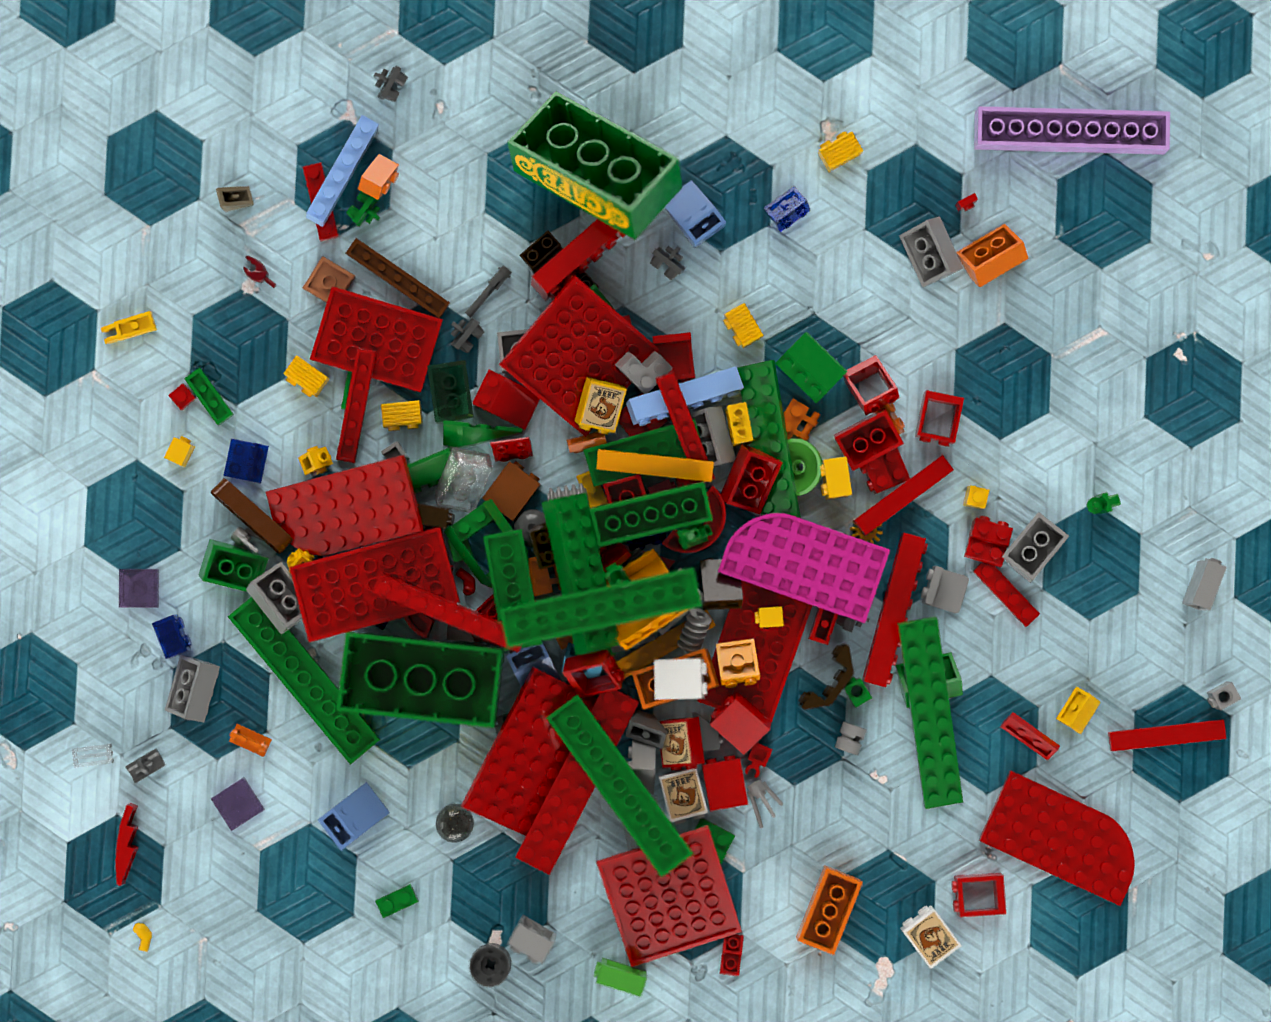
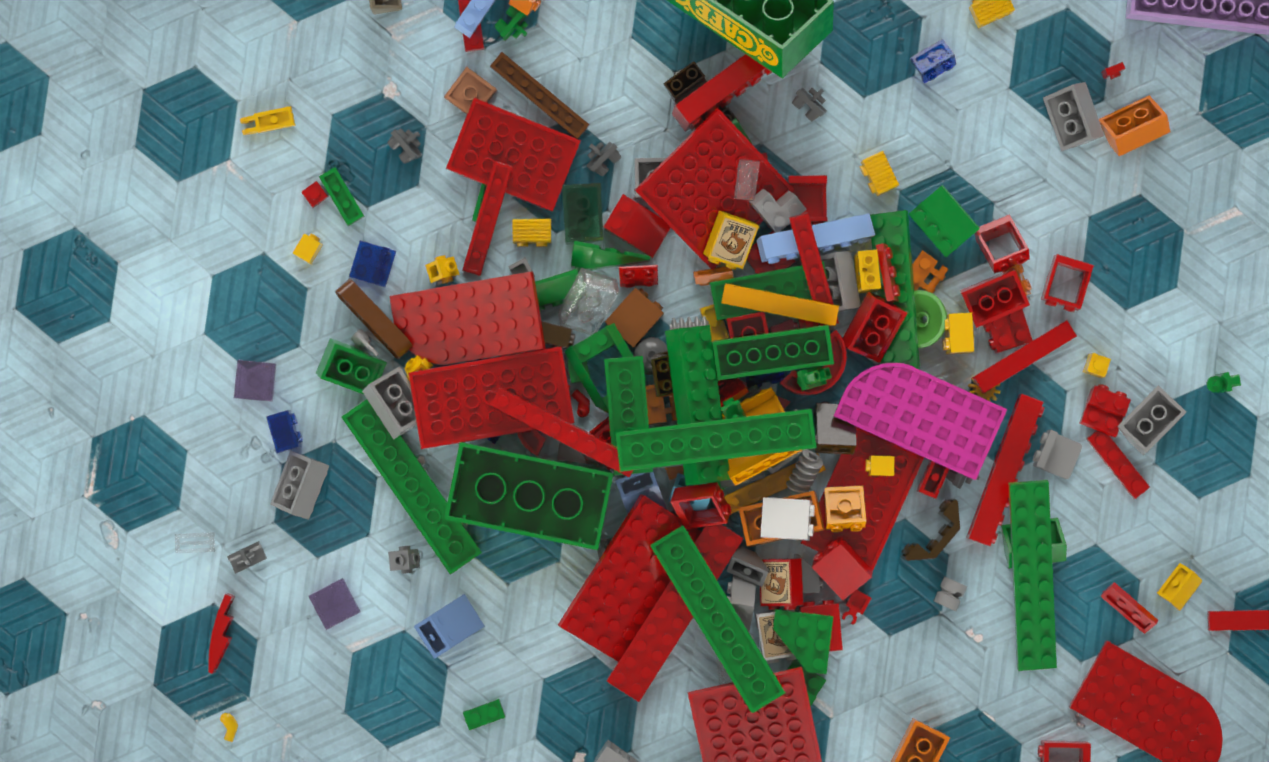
camera: 10 degrees right, 0 degrees up
(250, 740) = (352, 541): orange hinge -> none
(260, 273) = (402, 79): dark red hand -> none
(270, 336) = (408, 142): none -> dark grey hips
(303, 753) = (404, 559): none -> dark grey brick
(306, 376) = (440, 185): yellow brick -> none
(454, 823) = (548, 642): clear smoke cylinder -> none
(496, 281) = (635, 109): dark grey pin -> none
(610, 343) = (746, 179): none -> clear plate
(695, 214) = (841, 59): medium blue slope -> none
(710, 795) = (806, 637): none -> green plate
(758, 790) = (853, 637): light grey plant -> none
(759, 423) = (888, 272): none -> red plate
(864, 695) = (966, 554): green brick -> none

